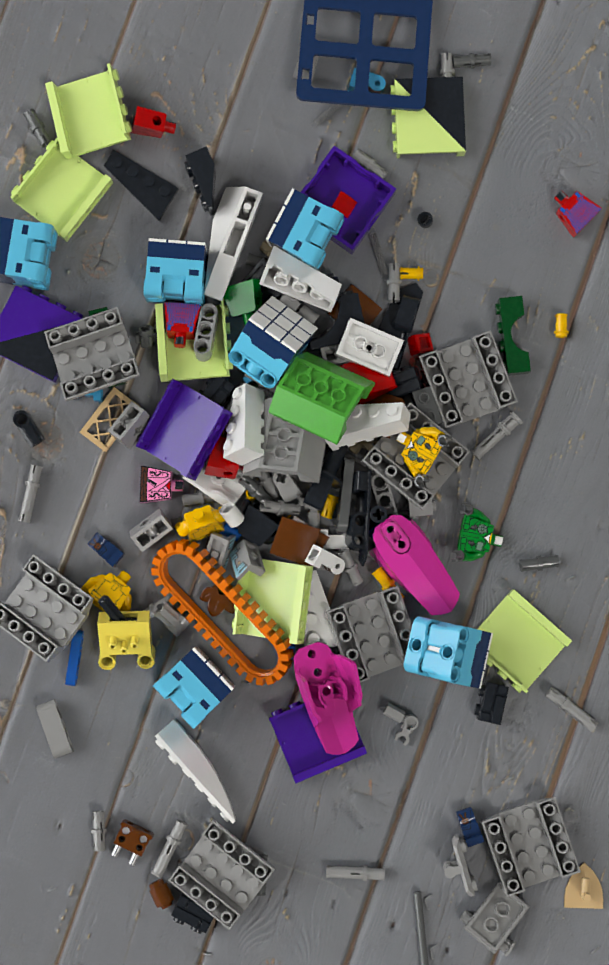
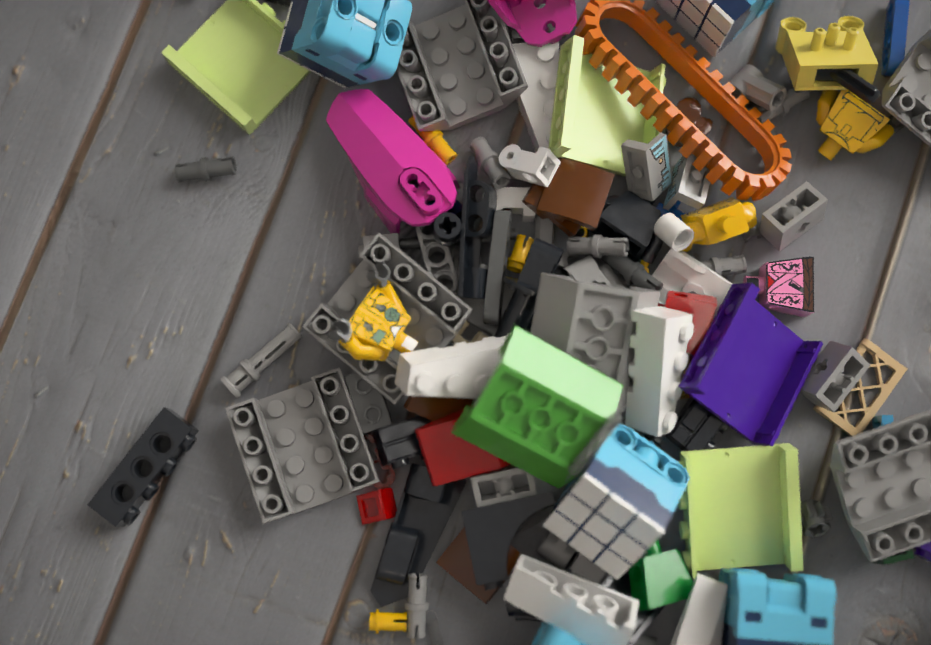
camera: 170 degrees left, 5 degrees down
(106, 549) = (857, 191): dark blue leg -> none
(181, 322) = (758, 540): red torso -> none
(206, 323) = (726, 535): light grey beam -> none
(286, 374) = (595, 438): none -> light grey piece
(383, 352) = (435, 490): white piece -> none
(475, 535) = (300, 206): green torso -> none
(509, 311) = (233, 555): dark green arch -> none
(561, 325) = (152, 533): yellow pin -> none
(589, 345) = (109, 499): none -> black brick

